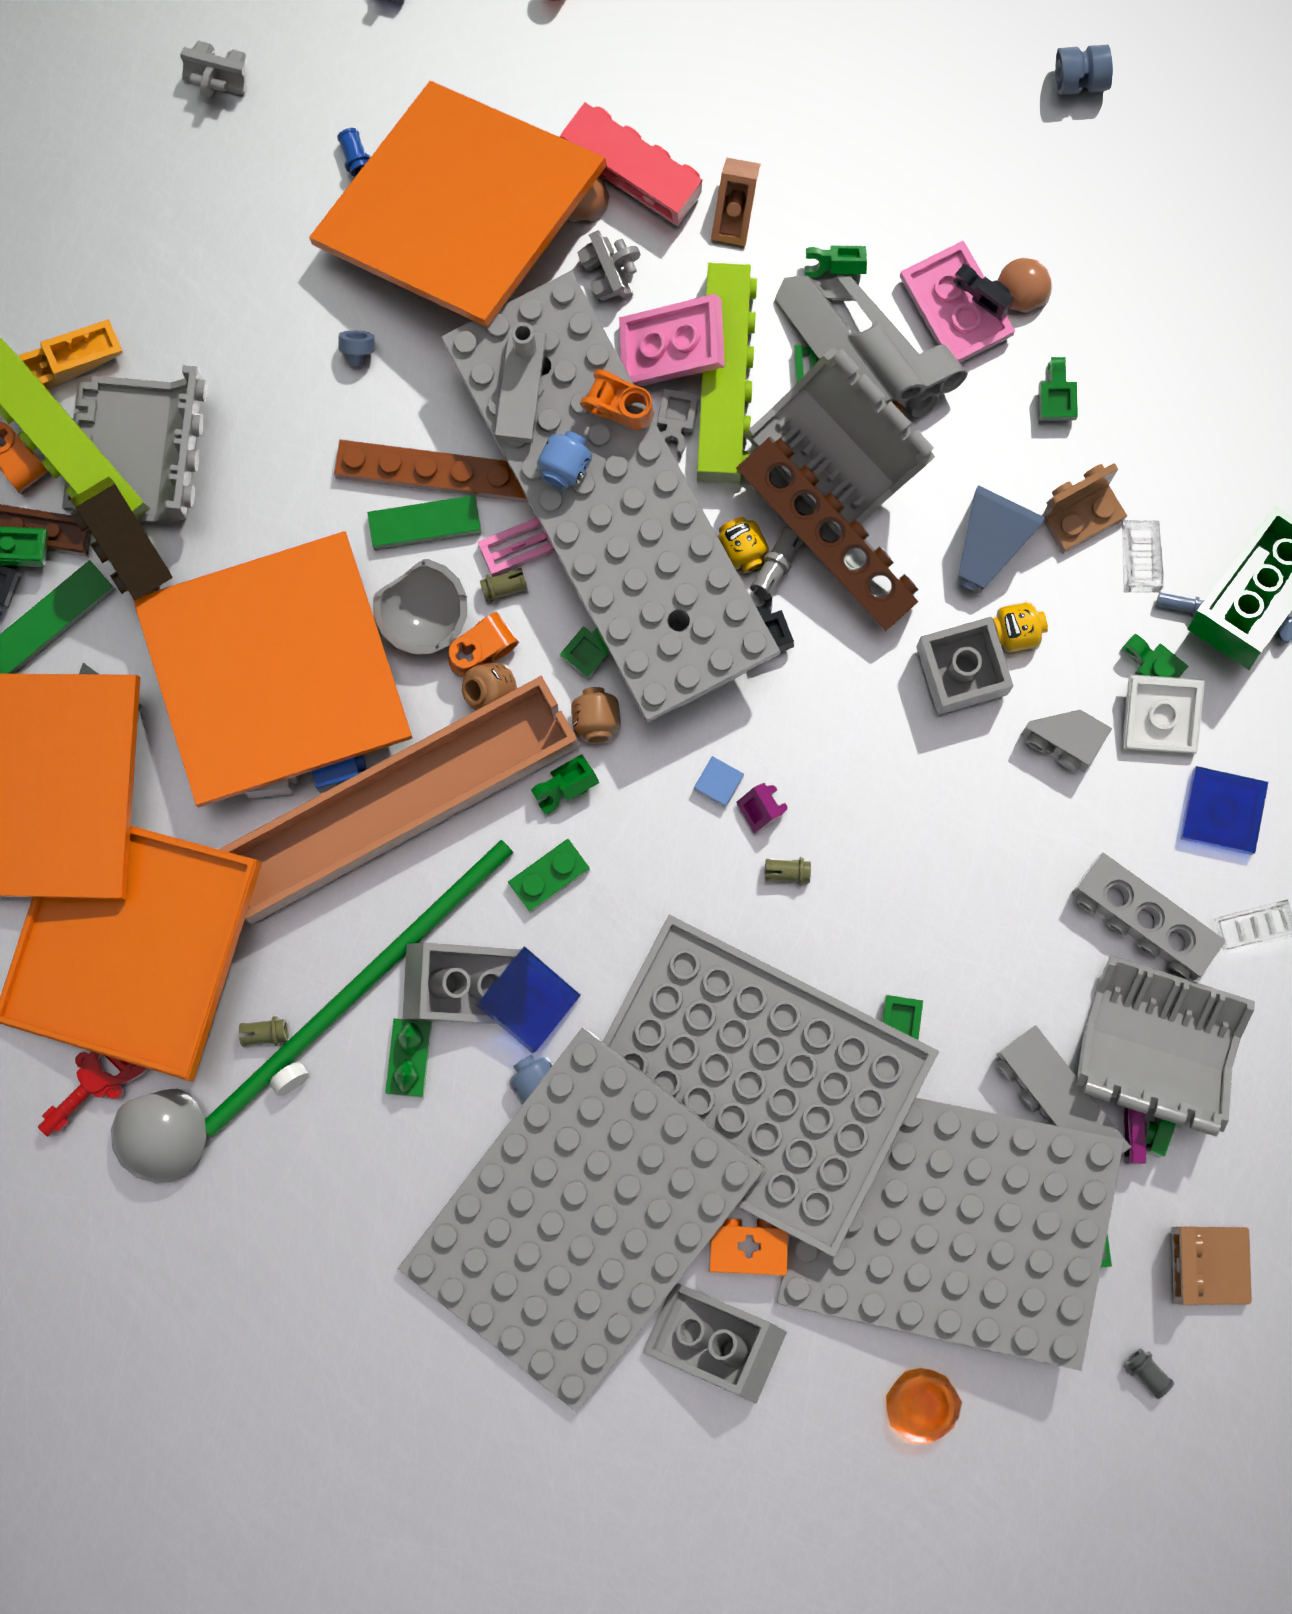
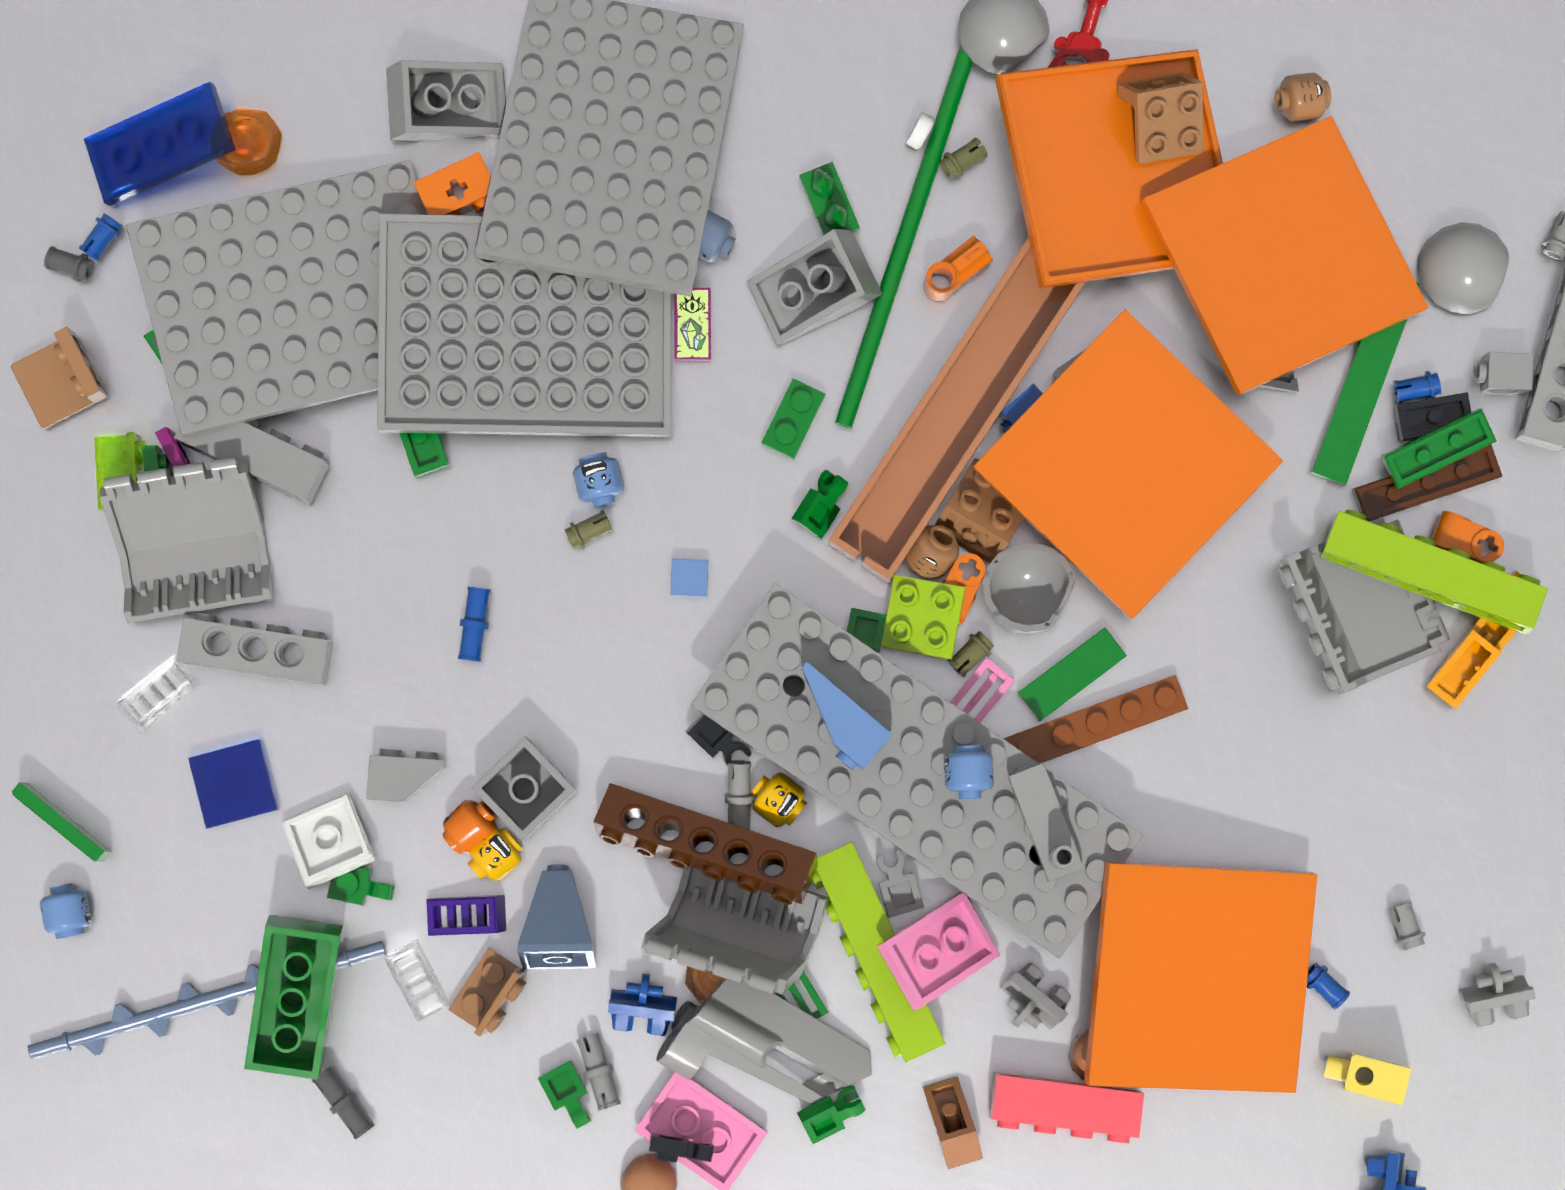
camera: 150 degrees right, 5 degrees up
(54, 967) = (1166, 116): none -> medium nougat bracket
(119, 539) = (1321, 501): dark brown wedge -> none
(256, 165) = (1407, 926): none -> light grey pin
(324, 933) = (958, 268): none -> orange piece
(356, 345) = (1222, 803): sand blue tile -> none
(357, 54) = (1388, 1078): none -> light yellow torso
(429, 696) = (980, 516): none -> medium nougat bracket
(528, 633) = (923, 617): none -> lime hinge
(528, 999) = (752, 300): clear blue tile -> none
(595, 715) = (826, 576): medium nougat head -> none
(595, 1005) = (692, 326): none -> tile
(611, 398) = (952, 850): orange piece -> none
(648, 548) = (848, 725): none -> medium blue slope
(755, 910) = (598, 479): none -> medium blue head
(760, 807) = (640, 571): magenta tile -> none
(935, 839) = (474, 624): none -> blue pin
(953, 432) = (644, 1002): none -> blue hips
(1008, 1442) = (159, 144): none -> clear blue tile
(1021, 397) = (598, 1071): none -> light grey pin
(1031, 661) = (468, 825): none -> orange head
(1040, 587) = (497, 915): none -> dark purple slope
(1106, 1384) = (100, 236): none -> blue pin
(1191, 1157) = (117, 457): none -> clear neon green bracket
(1259, 481) = (343, 1103): none -> dark grey pin

